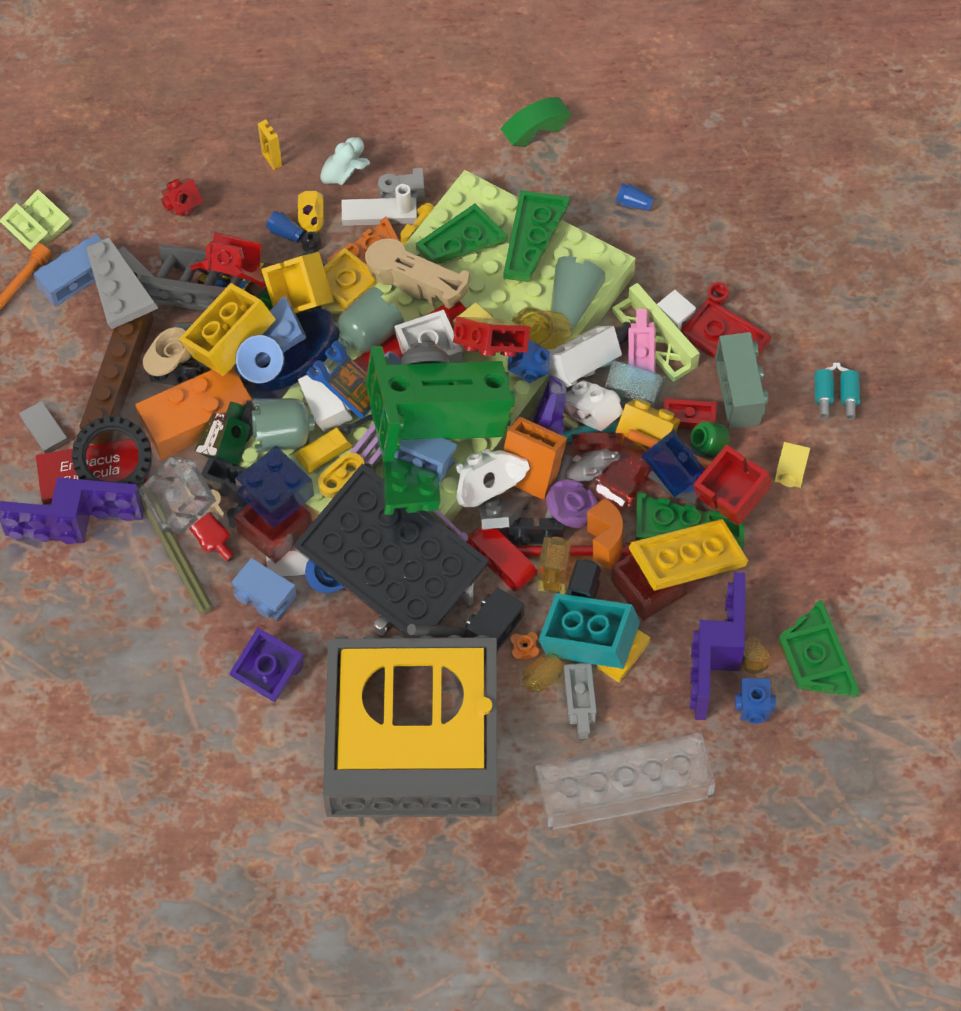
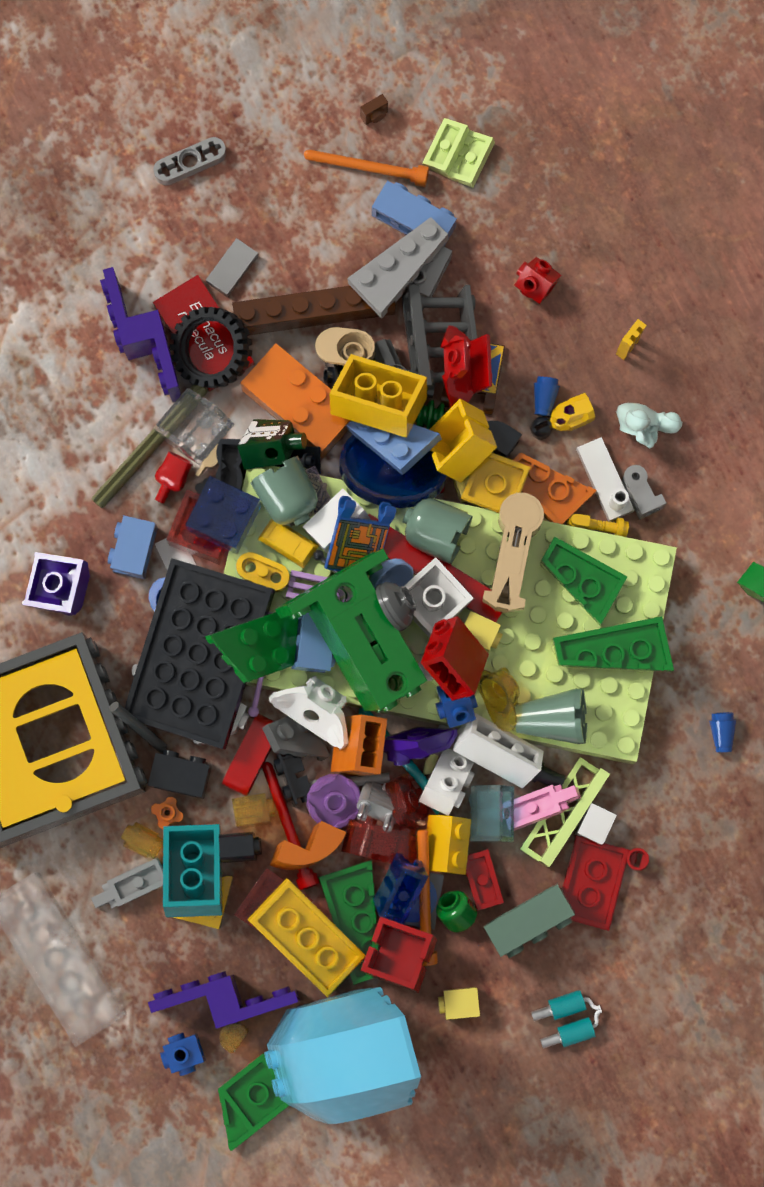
camera: 65 degrees right, 20 degrees up
(247, 356) = (346, 442): light blue piece -> none
(811, 525) = (344, 1057): none -> medium azure windscreen

